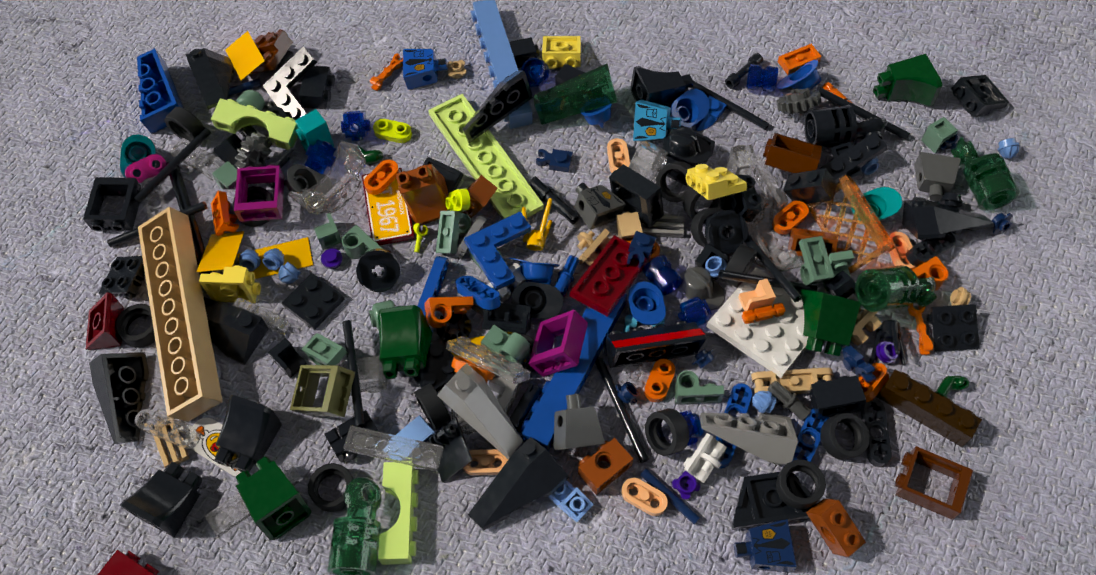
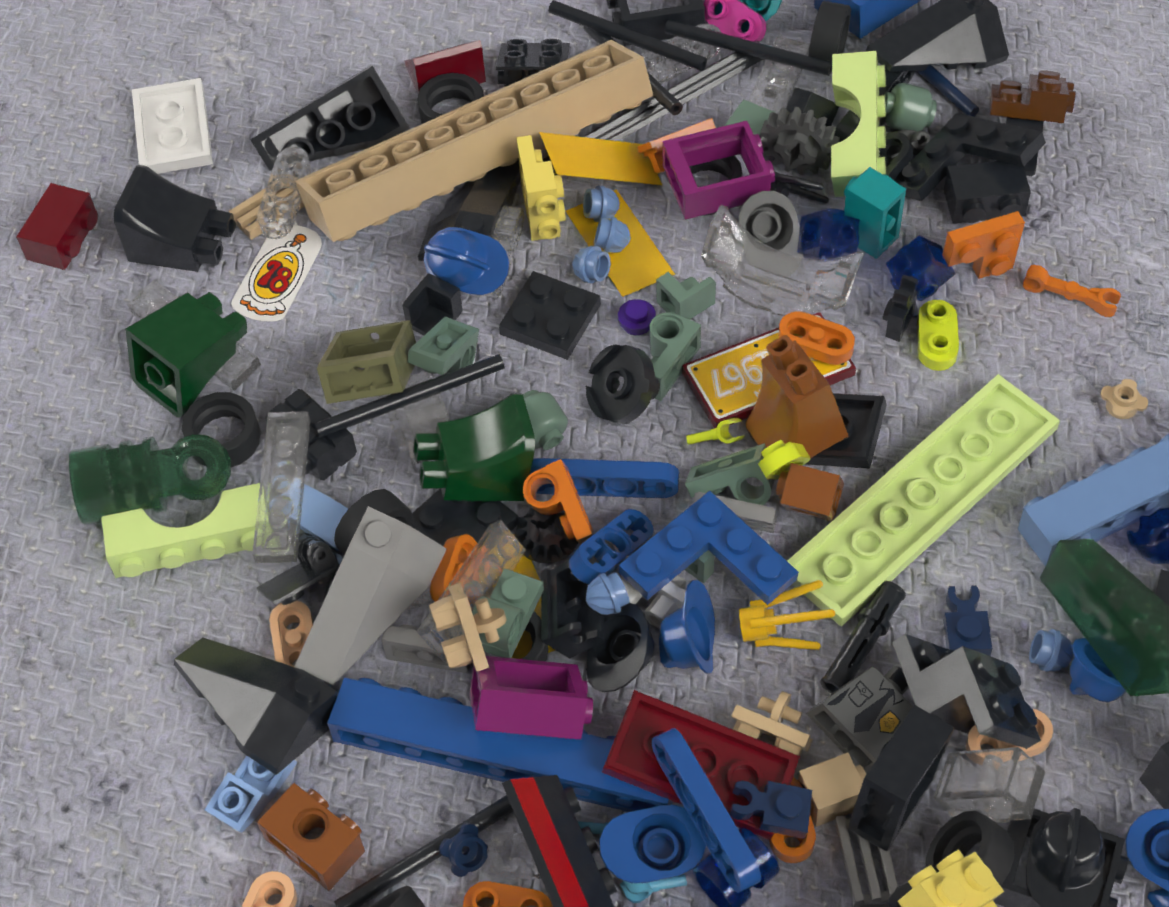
camera: 80 degrees right, 5 degrees down
(75, 496) = (172, 126): none -> white plate
(117, 234) = (628, 35): none -> black piece
(244, 55) = (1011, 68): yellow sticker -> none
(246, 433) = (290, 291): black hips -> none
(266, 331) = (467, 260): none -> blue piece
(357, 93) = (987, 244): none -> orange plate
(372, 156) = (864, 311): dark green arm -> none
(375, 138) = (901, 308): none -> black plate
(421, 67) = (1096, 337): blue torso -> none
(504, 100) = (1044, 481): black wedge -> none
(510, 294) = (607, 594): none -> medium blue plate
(523, 356) = (455, 611): none -> tan hips
(525, 406) = (401, 675): black pin -> none
(566, 275) = (695, 694): blue axle -> none
(576, 425) = (368, 763): dark grey torso -> none
(579, 130) = (1050, 650): none -> medium blue plate
(599, 159) = (968, 690): none -> black bracket
(641, 271) = (706, 810): none -> blue beam
(653, 121) = (1110, 778): dark azure torso -> none

